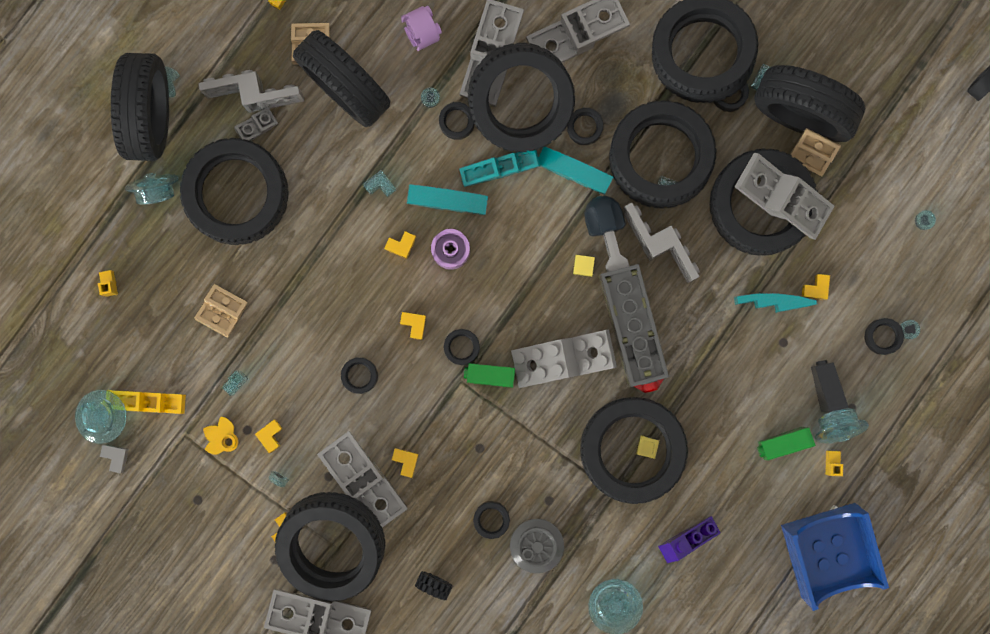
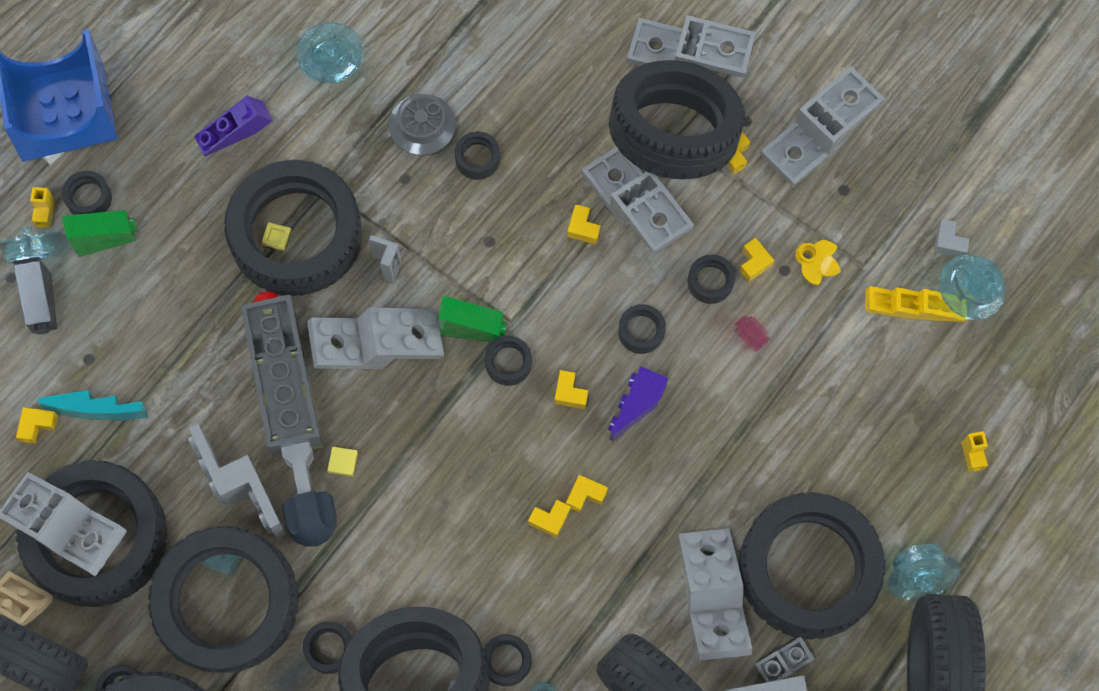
camera: 175 degrees right, 15 degrees down
(212, 549) = (822, 126): none -> light grey bracket
(221, 310) = (823, 415): tan slope -> none
(235, 382) = (801, 324): clear light blue piece -> none
(274, 374) = (751, 333): none -> clear pink brick
(278, 479) = (743, 208): clear light blue tile -> none
(290, 418) = (716, 262): none -> black tyre
(305, 169) = (714, 594): none -> light grey bracket
(357, 320) = (642, 399): none -> dark purple slope
(380, 181) = (613, 579): clear light blue piece -> none
(427, 222) = (552, 522): none -> yellow piece
(433, 585) = (550, 80): black tyre -> none
(444, 240) = (505, 479): lavender brick -> none
(447, 199) = (522, 550): teal slope -> none
(499, 167) = (454, 592): teal slope -> none
(554, 424) = (388, 254): none -> light grey panel
(574, 170) = (345, 584): teal slope -> none
(814, 480) = (82, 178): none -> black tyre

